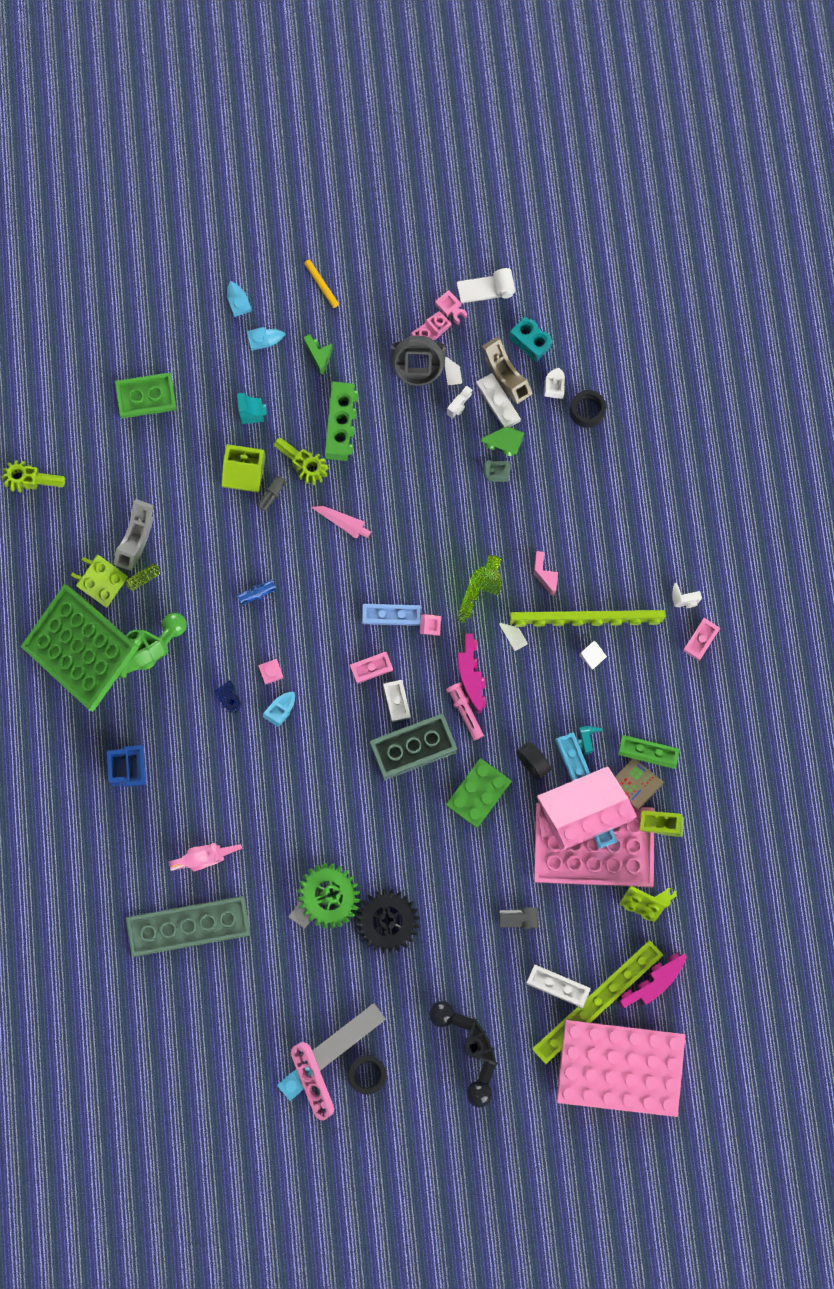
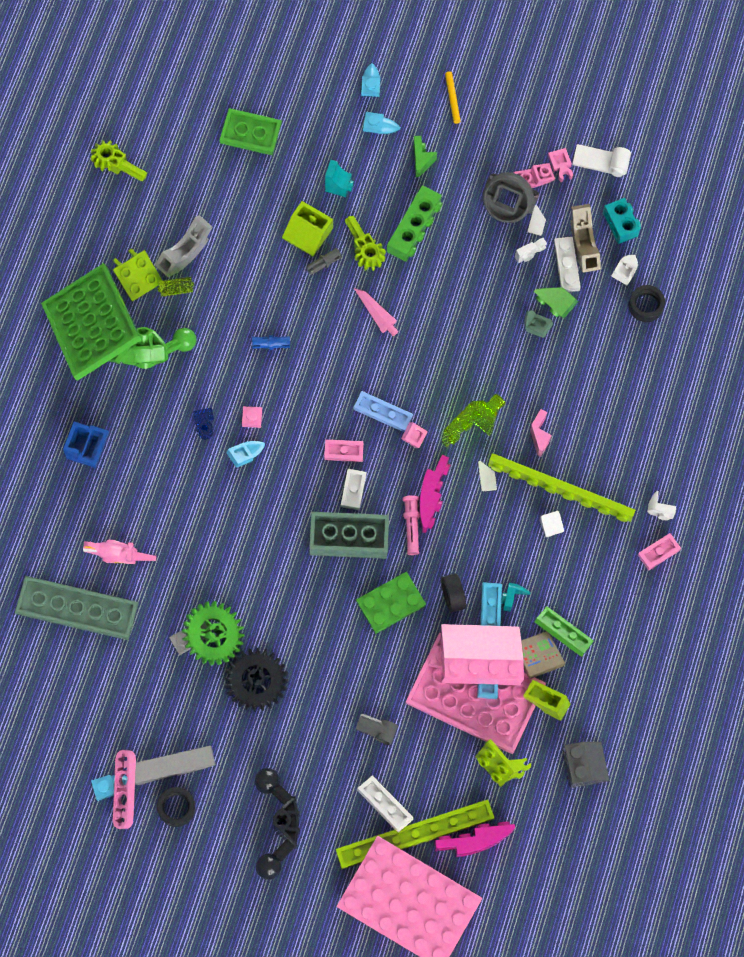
camera: 25 degrees right, 5 degrees down
(721, 867) = (585, 763): none -> dark grey slope

